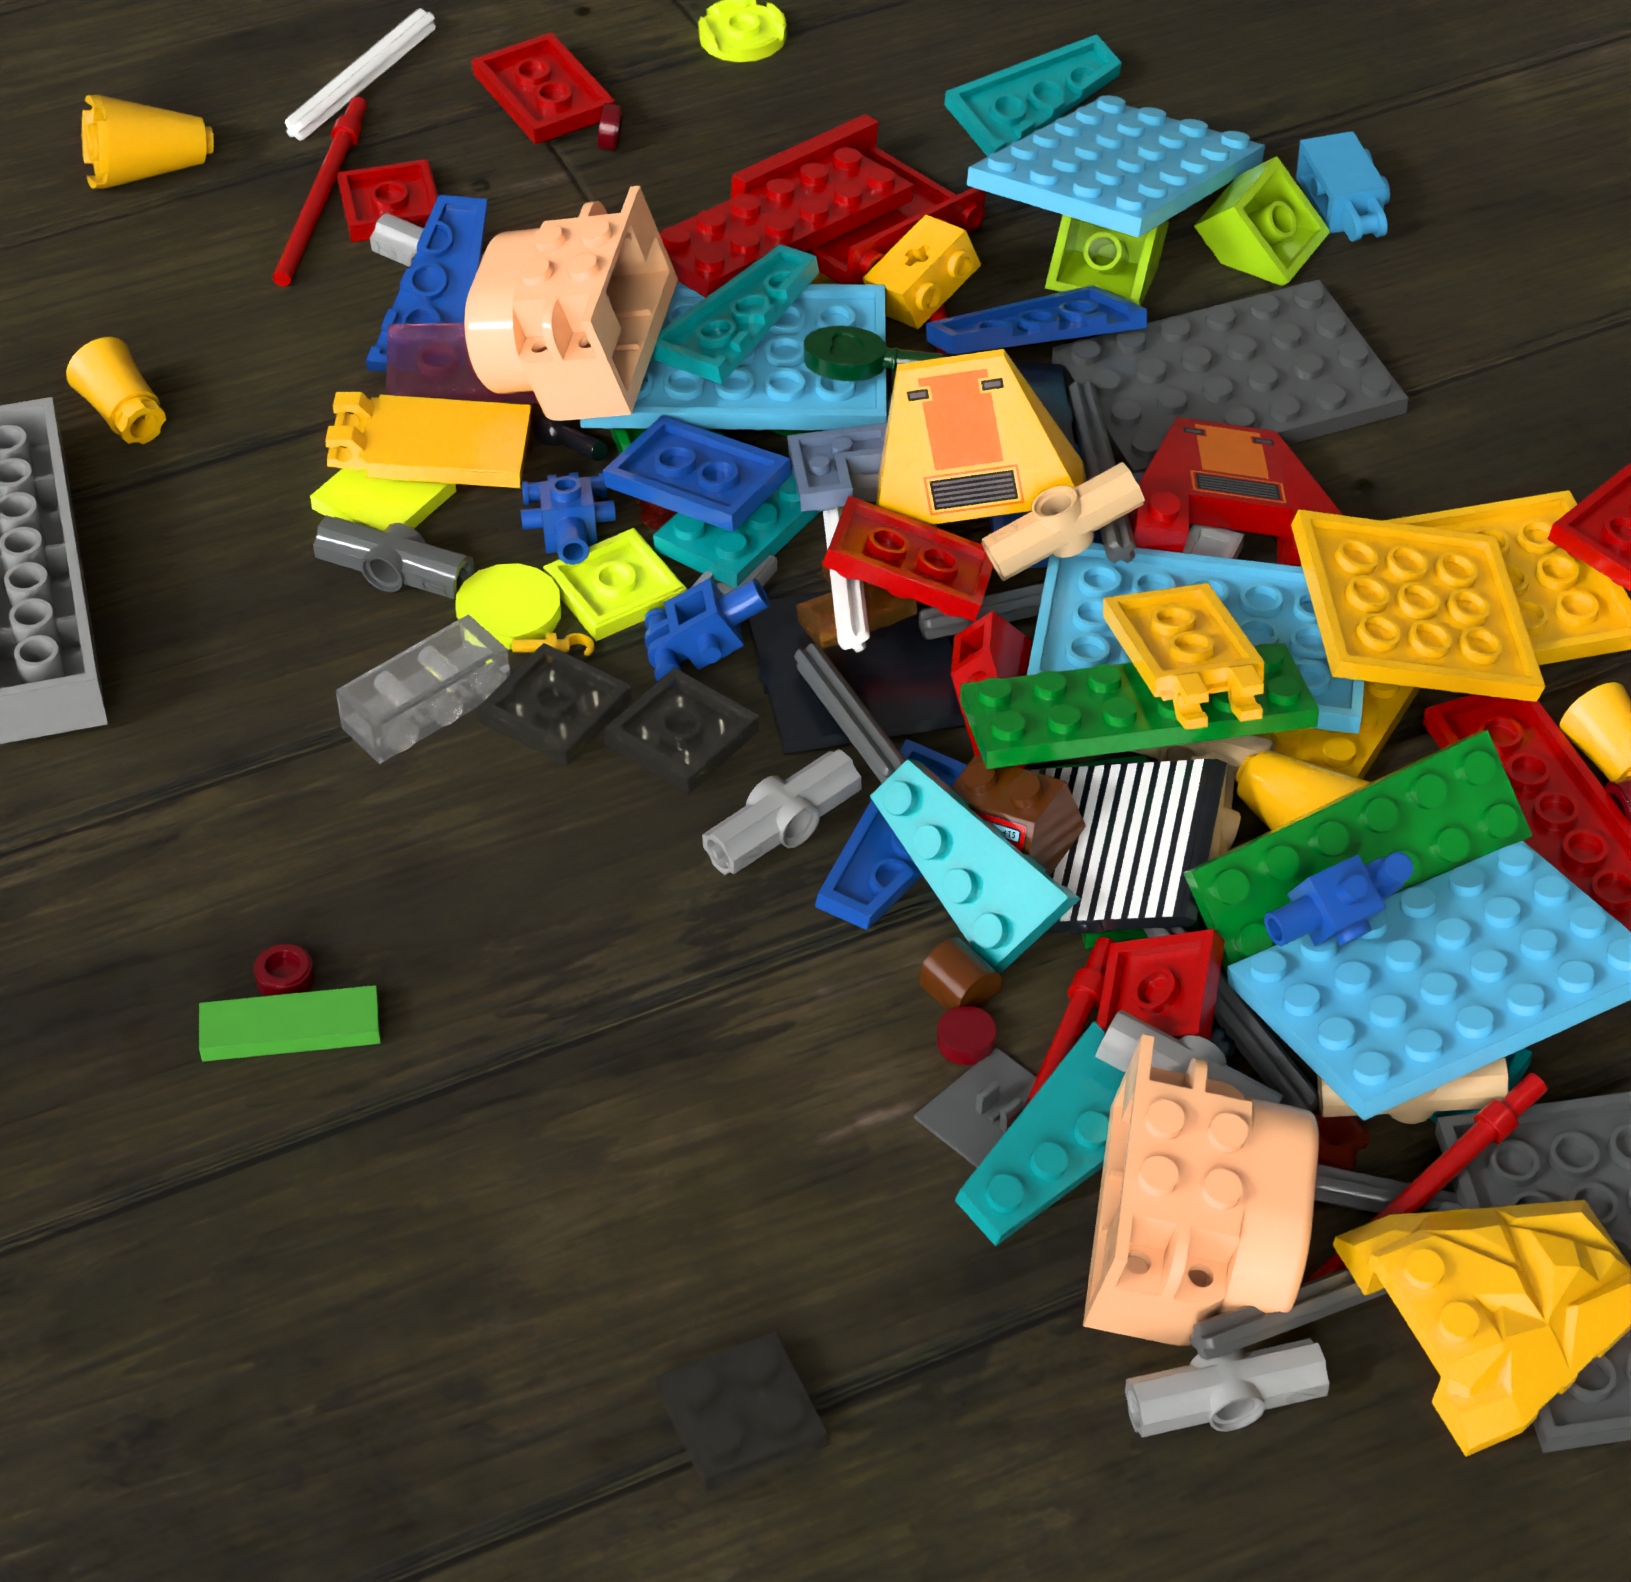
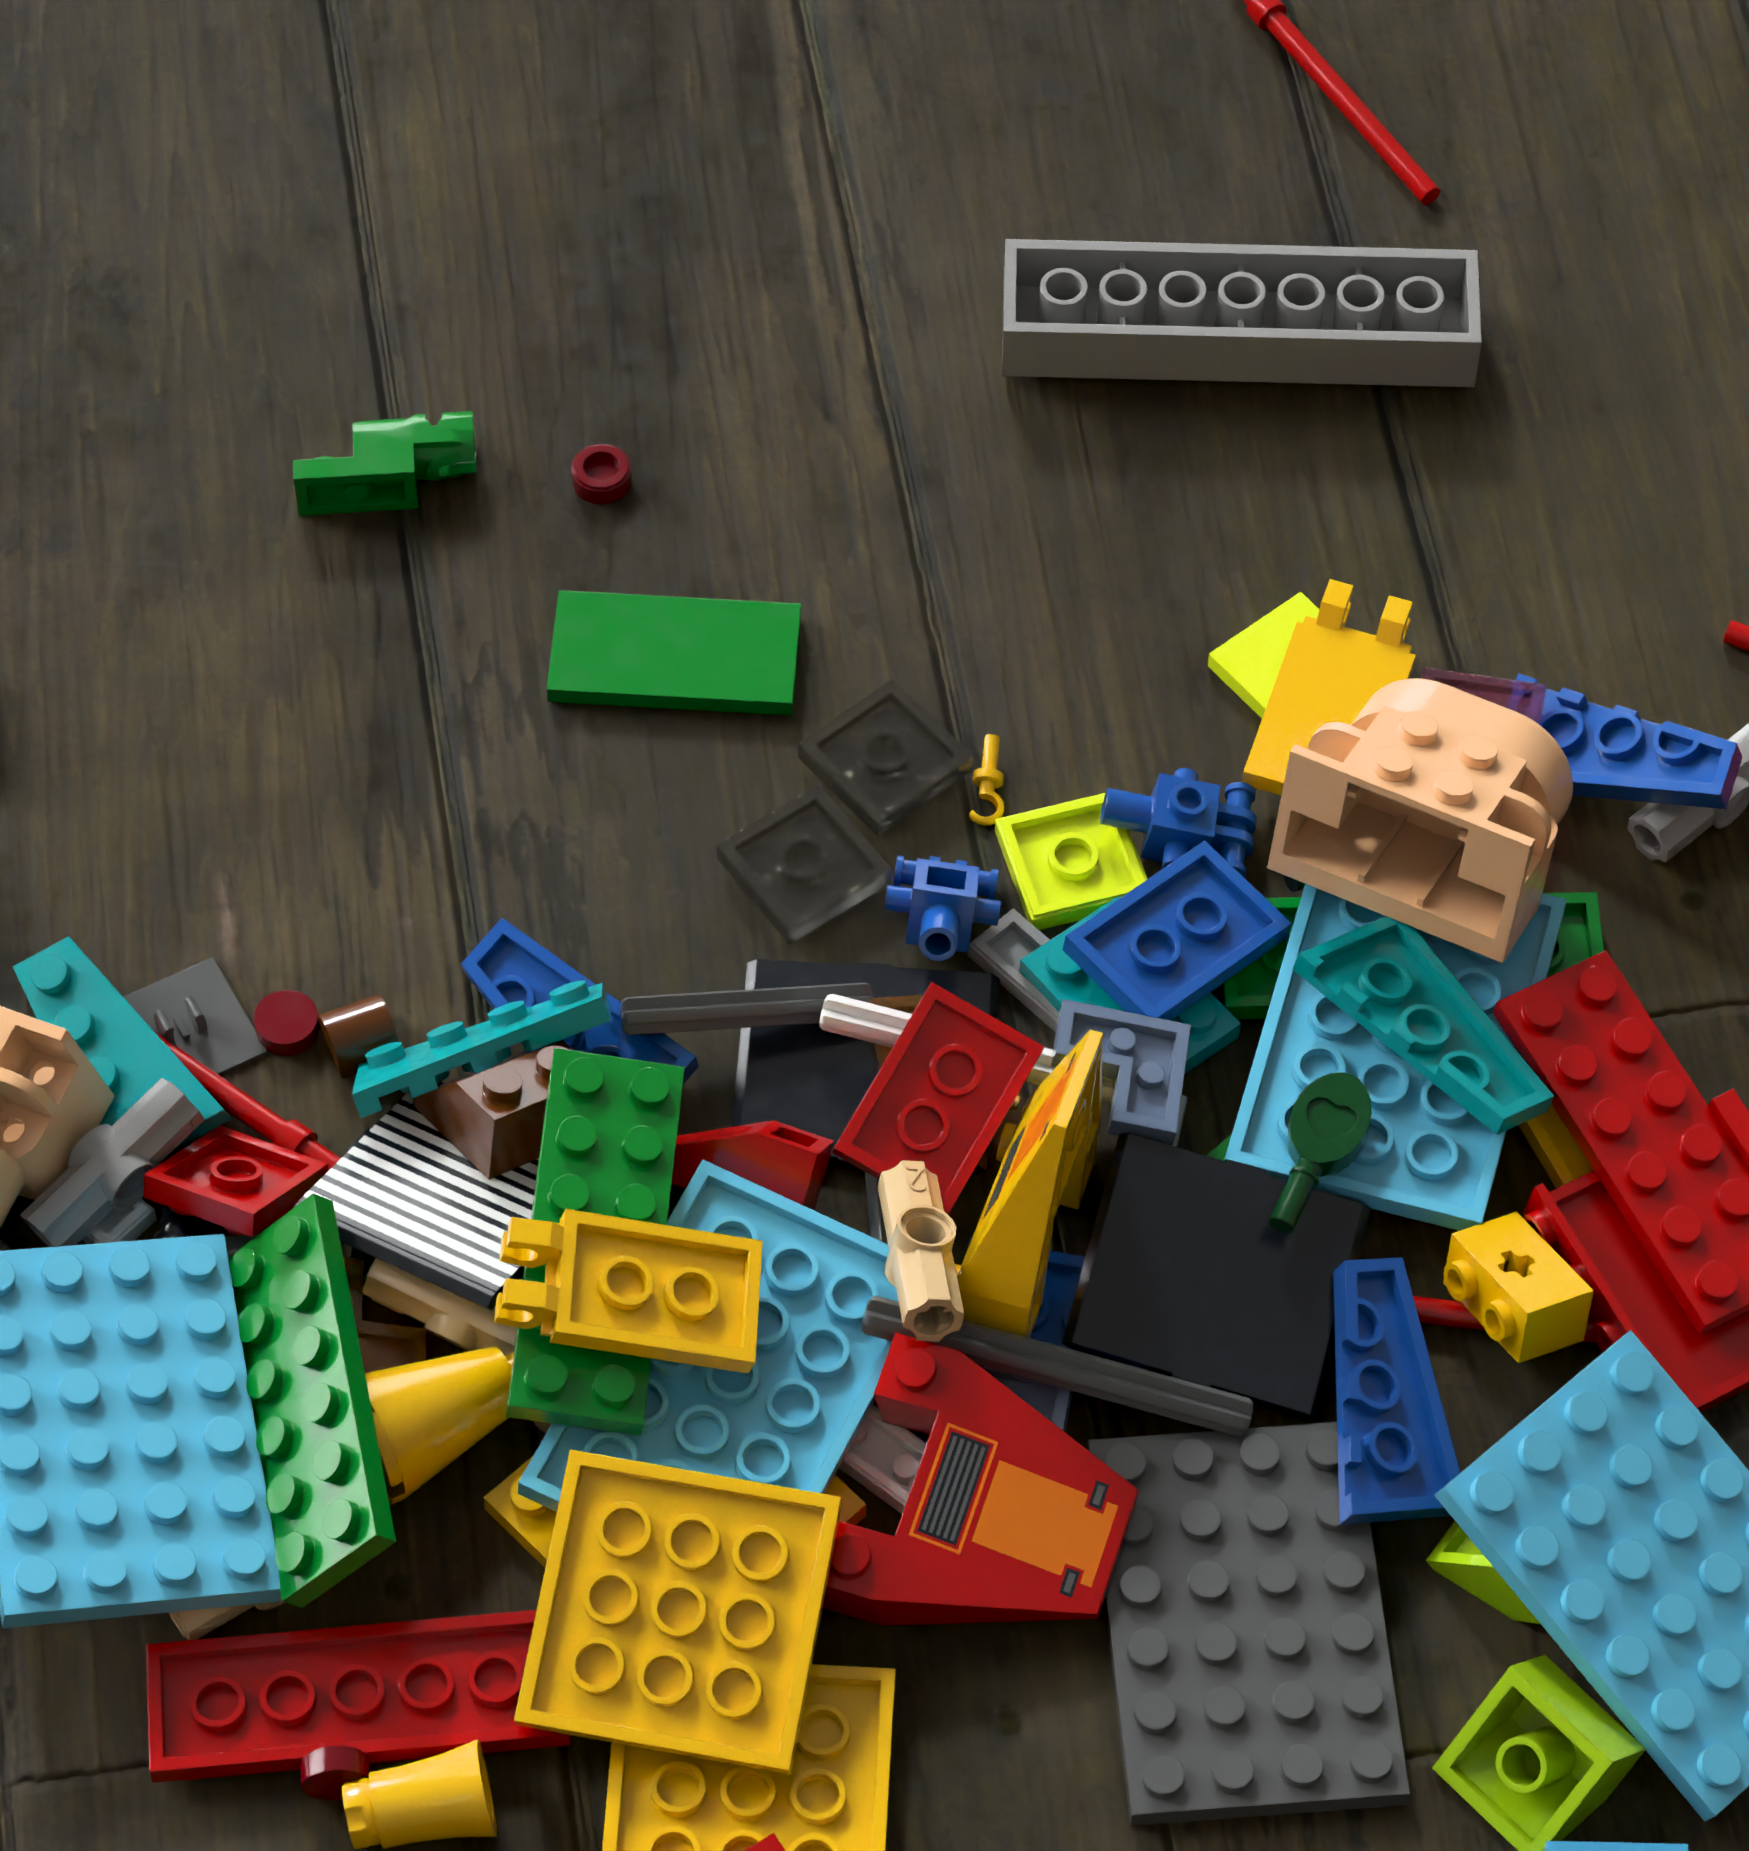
camera: 105 degrees right, 10 degrees up
(114, 386) = (1526, 433): yellow plant -> none
(289, 1023) = (531, 467): bright green tile -> none
(316, 1116) = (387, 465): none -> green plate
(392, 556) = (1167, 650): dark grey piece -> none
(422, 688) = (942, 641): clear brick -> none
(479, 872) = (674, 652): none -> green tile
(511, 602) = (1065, 749): neon yellow tile -> none
(782, 812) = (642, 920): light grey piece -> none
(1339, 901) = (215, 1317): blue piece -> none

